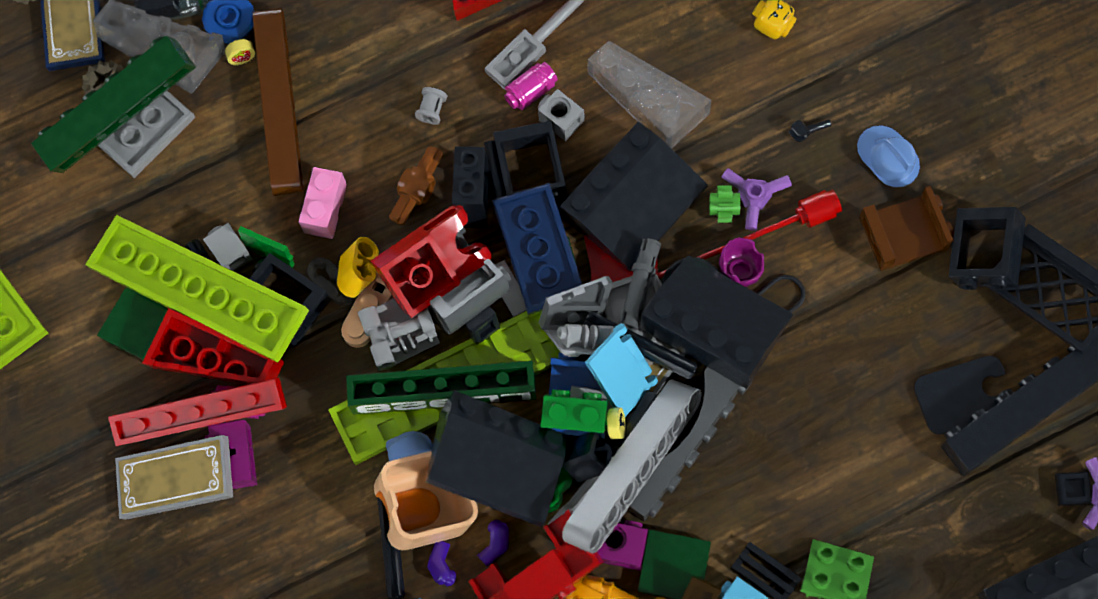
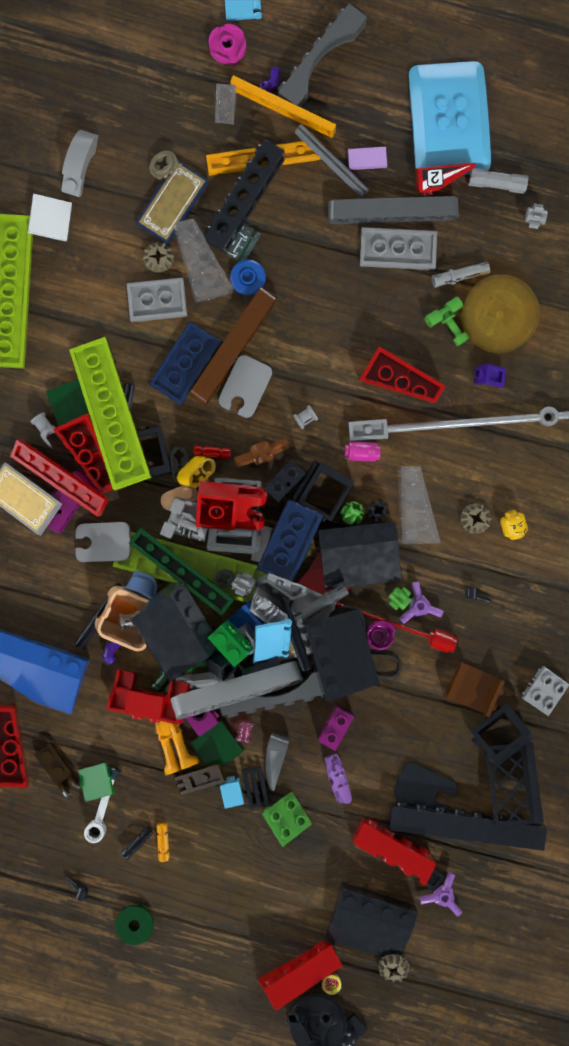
camera: 25 degrees right, 15 degrees up
(113, 104) = (149, 279): dark green brick -> none
(133, 376) = (44, 427): none -> light grey piece
(227, 247) = (143, 403): light grey brick -> none
(238, 167) = (185, 363): none -> dark blue tile
(239, 52) = (237, 302): light yellow tile -> none
(264, 246) = (161, 421): green piece -> none
(322, 203) = (209, 421): bright pink brick -> none
(323, 440) = (108, 540): none -> light grey piece
(331, 125) = (246, 381): none -> light grey piece
(373, 224) = (212, 452): none -> red axle
(430, 504) = (122, 618): none -> light grey bush
(483, 325) = (228, 557): black tile -> none
(496, 345) = (219, 575): none -> black bush
(498, 542) = (146, 664): dark purple arm -> none
(528, 340) = (243, 584): none -> light grey gear
(534, 543) = (161, 682): none -> dark green bush
(564, 125) = (363, 488): light grey brick -> none
(581, 159) = (352, 513): none -> bright green gear
(603, 125) = (383, 512): none -> black gear
(616, 423) = (246, 663): light yellow tile -> none
(689, 515) = (244, 731): none -> clear pink bush
(719, 59) = (467, 521): none -> dark tan gear
(755, 514) = (274, 758): none -> dark grey piece
(791, 412) = (335, 727): none -> magenta brick
(853, 472) = (338, 779): none -> medium lavender hinge
(888, 156) = (502, 643): medium blue piece -> none
(986, 161) = (545, 690): none -> light grey hinge
(999, 491) = (394, 850): none -> red wedge

